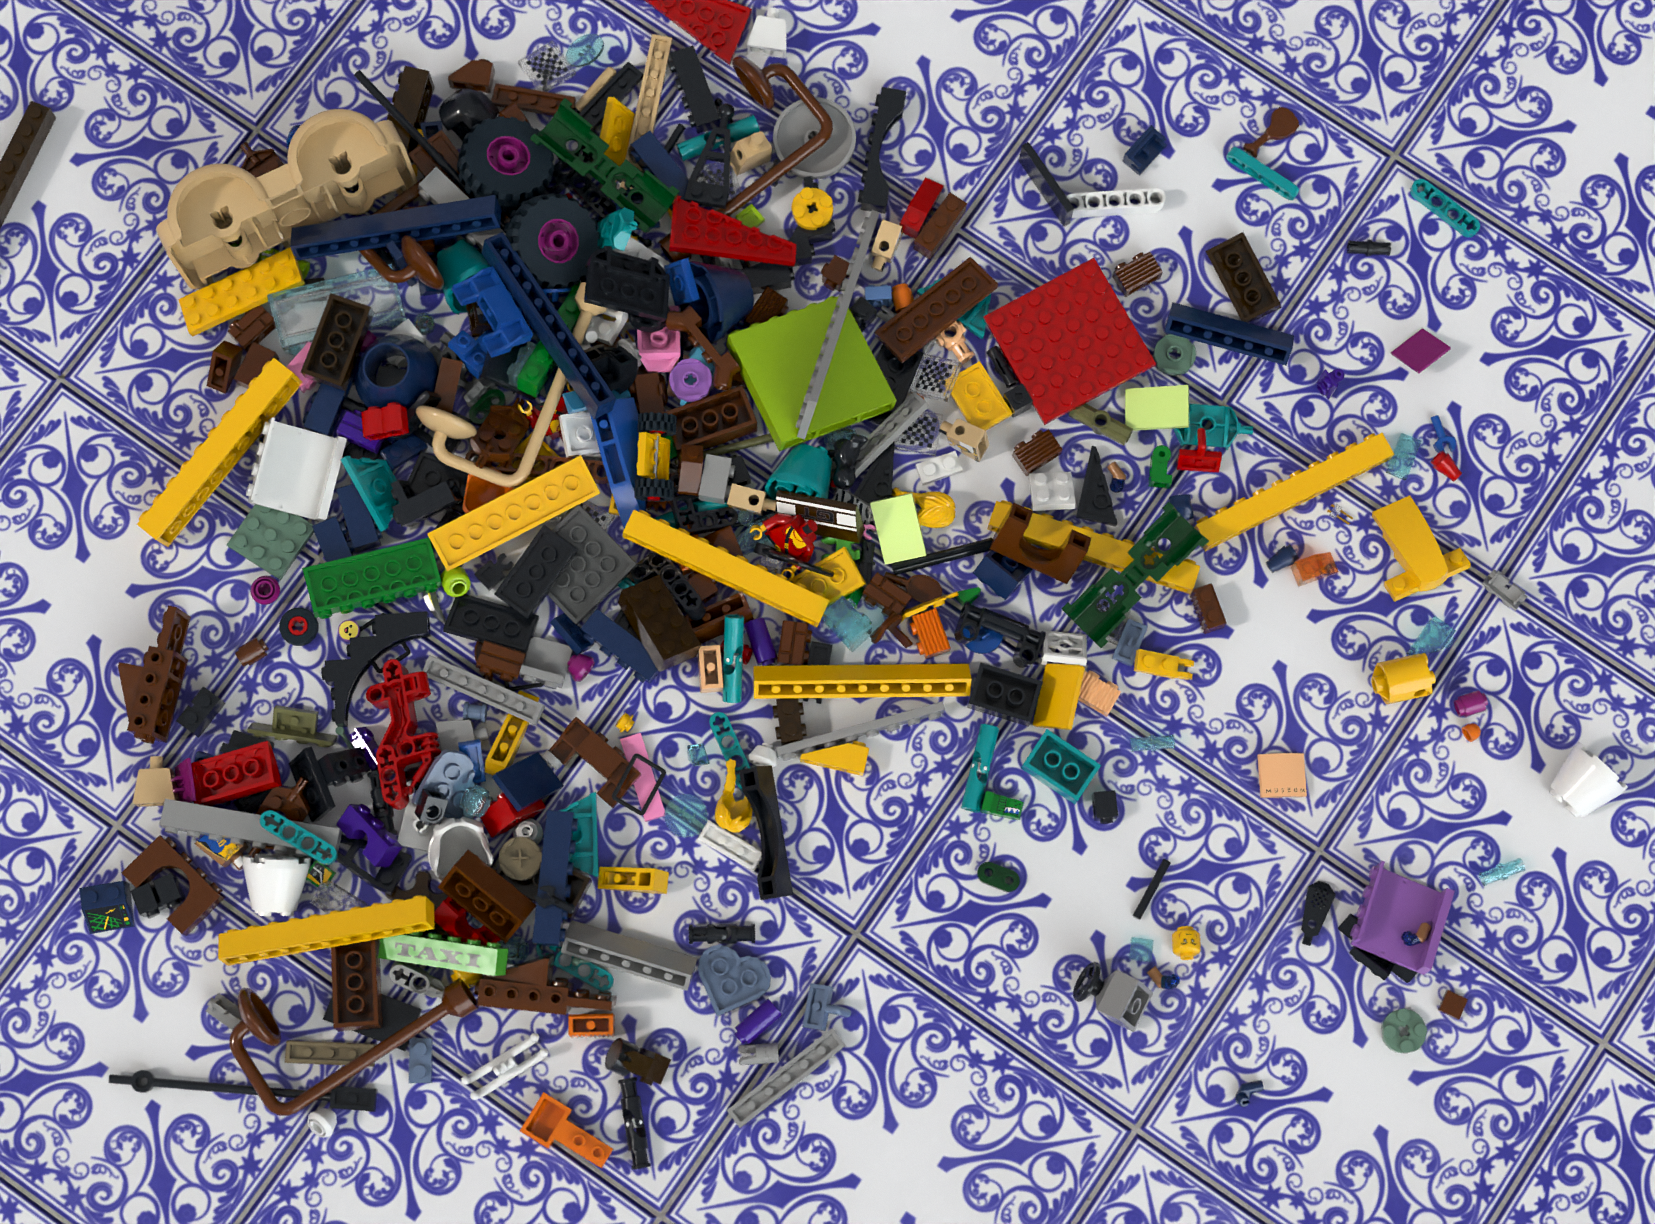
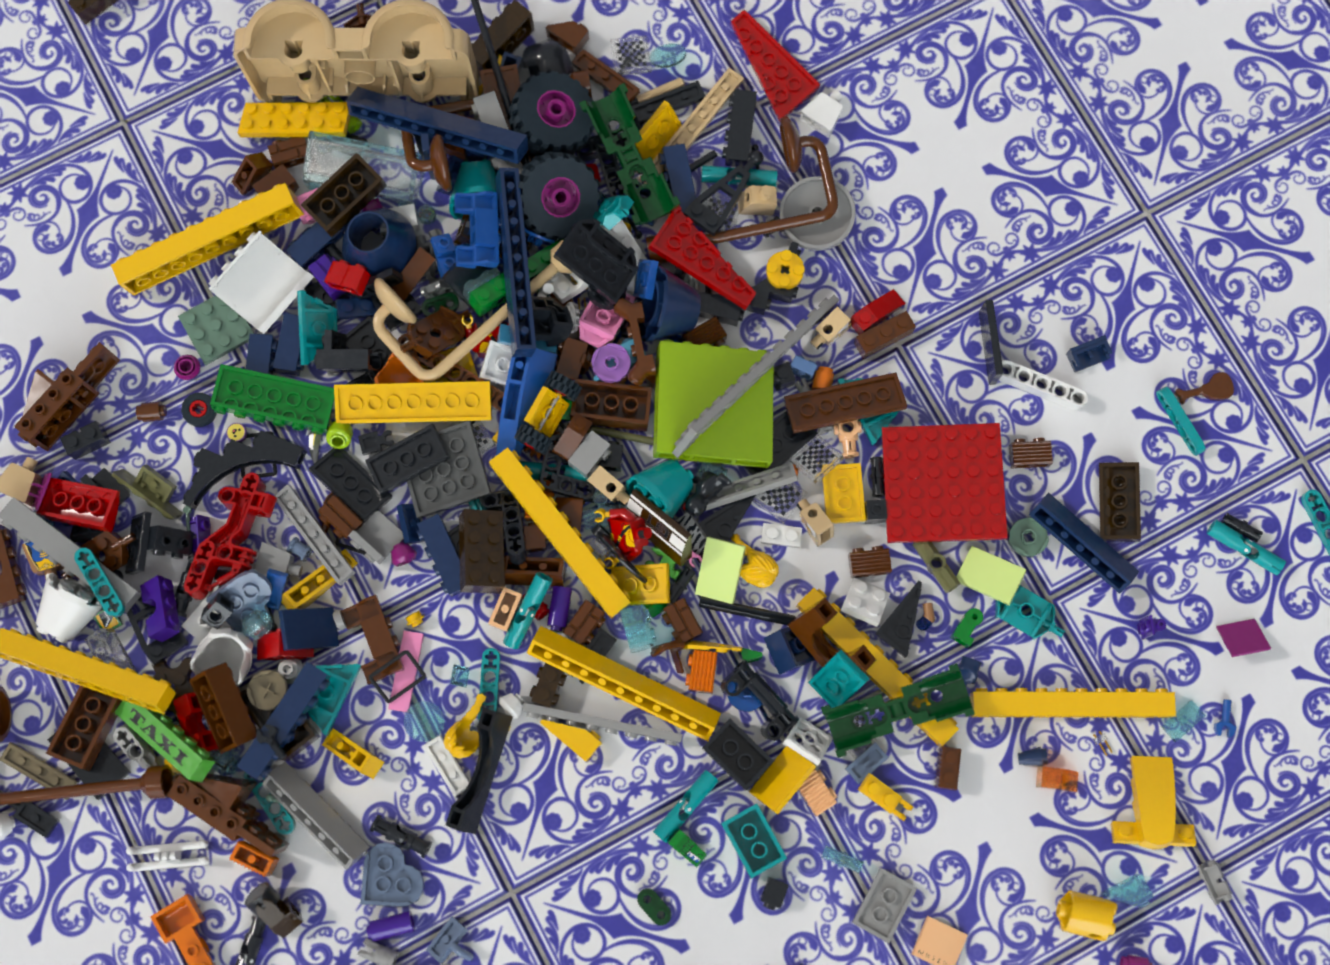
camera: 30 degrees right, 0 degrees up
(420, 1060) = (106, 814): sand blue plate -> none
(750, 217) = (731, 253): lime plate -> none
(835, 273) = (776, 331): reddish brown brick -> none
(890, 111) = (891, 221): black arch -> none
(921, 587) = (713, 627): reddish brown piece -> none
(1064, 575) = (838, 680): none -> teal tile
(1199, 459) = (1004, 636): red plate -> none
(1213, 765) = (884, 905): none -> light grey plate
(1369, 263) = (1237, 542): none -> teal piece
(1444, 464) = (1216, 747): red cone -> none

